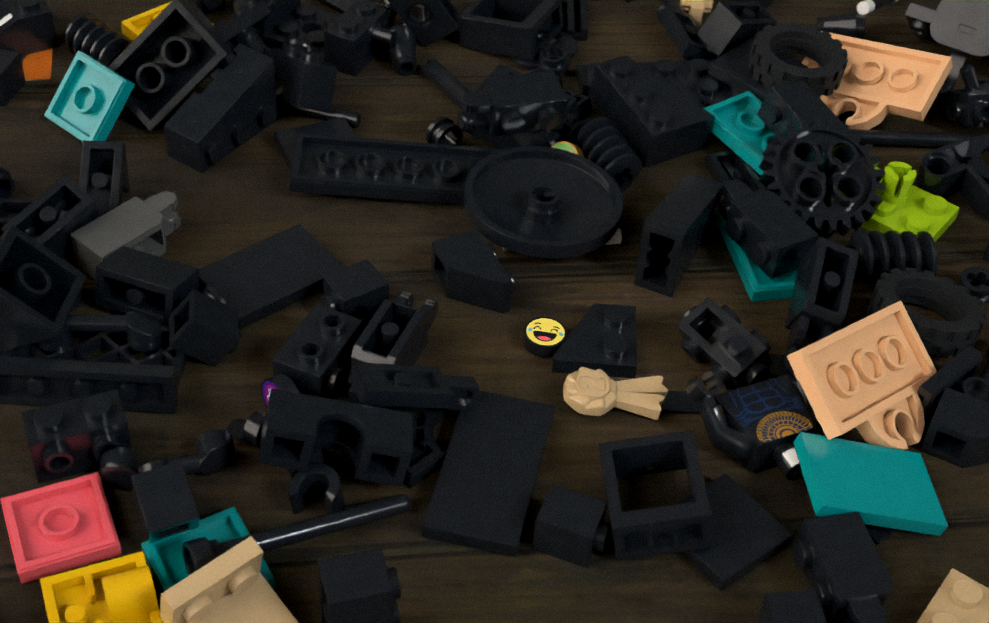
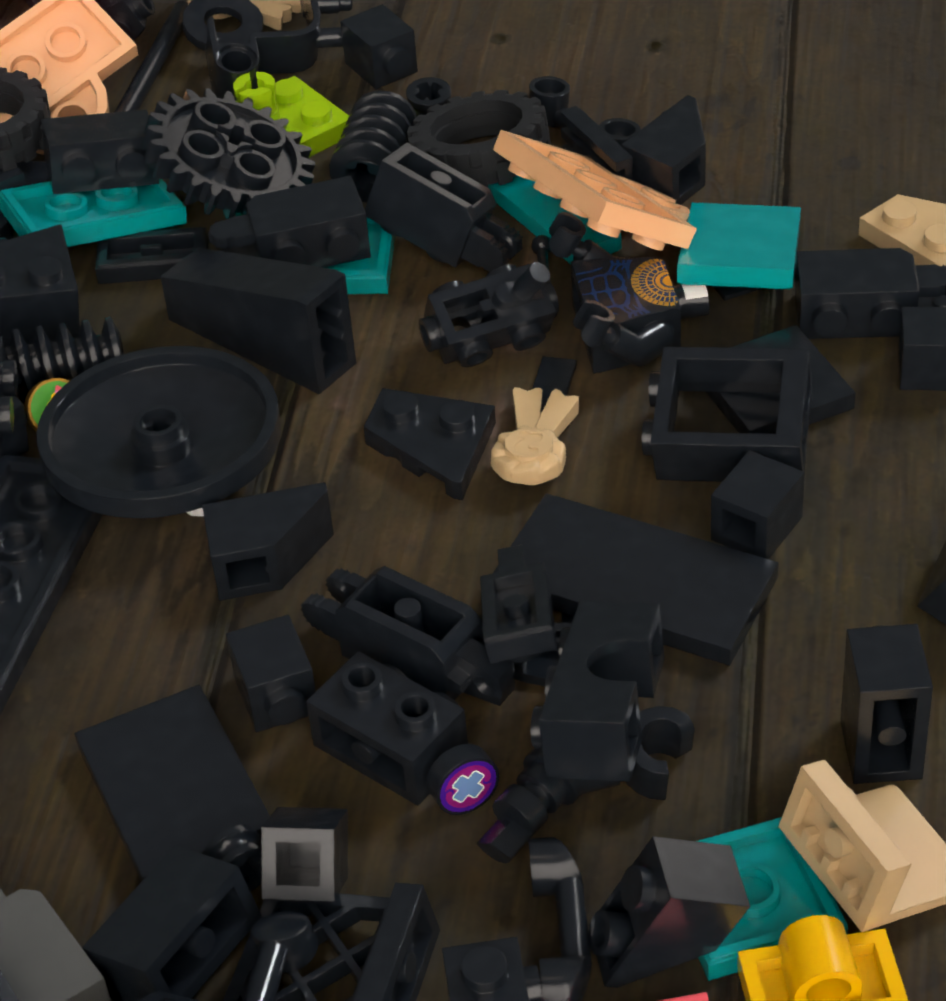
camera: 70 degrees left, 0 degrees up
(201, 551) = (767, 868): black piece -> none
(544, 336) = (405, 490): tile -> none

